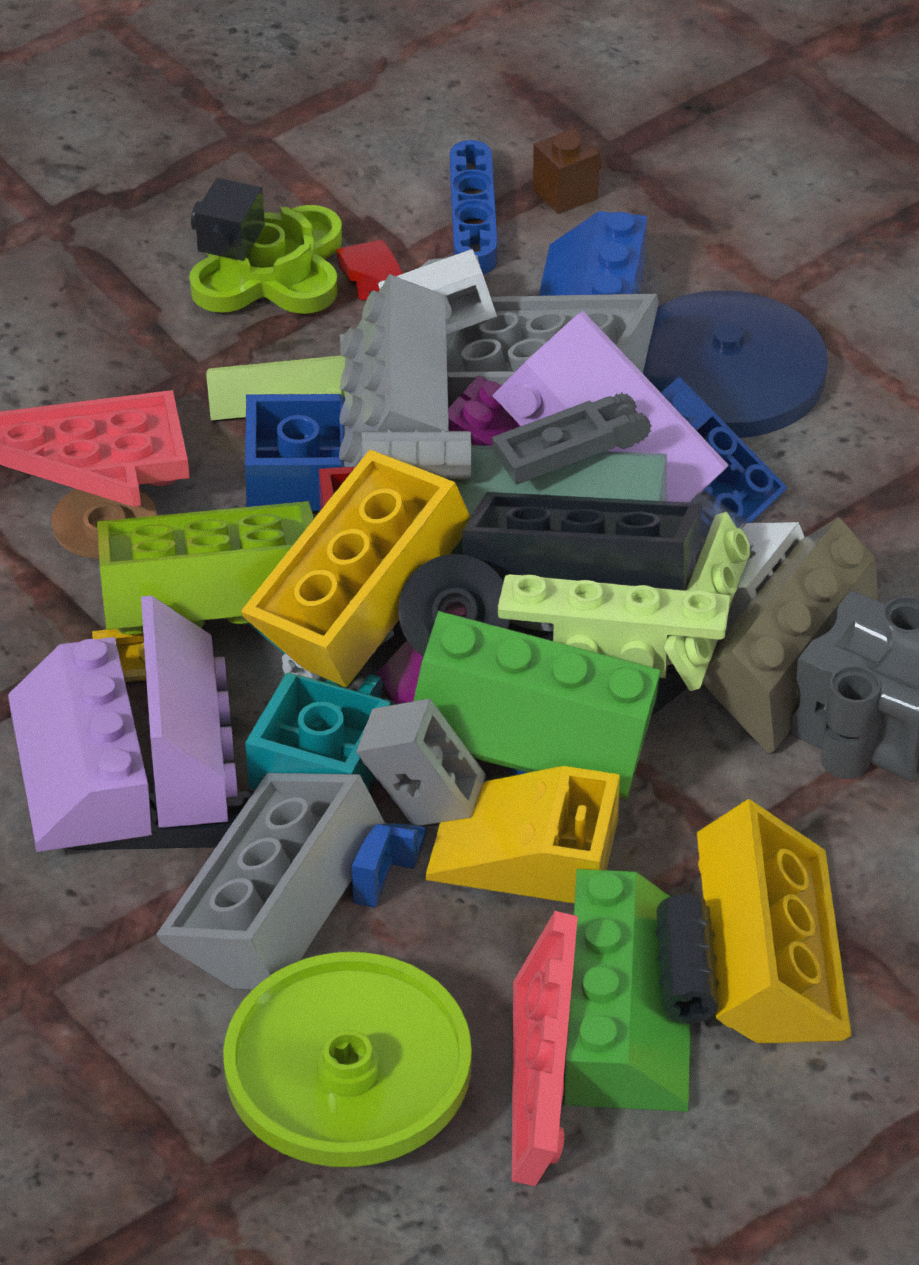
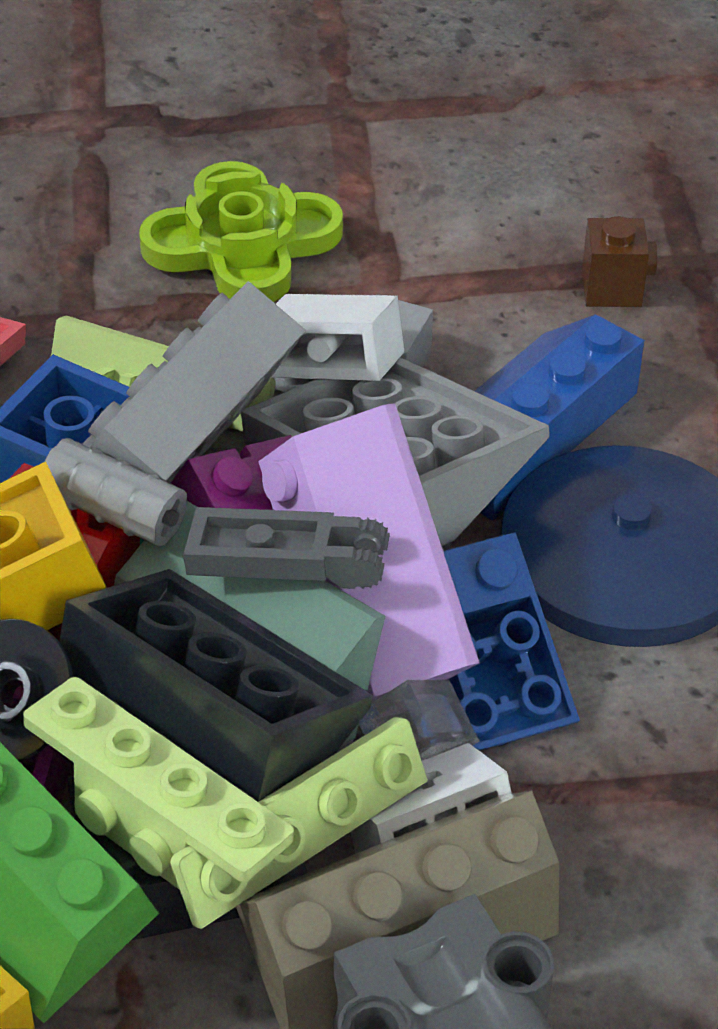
camera: 30 degrees right, 0 degrees up
(229, 219) = (204, 173): black brick -> none
(367, 265) = (336, 274): red slope -> none
(473, 206) = (487, 259): blue beam -> none

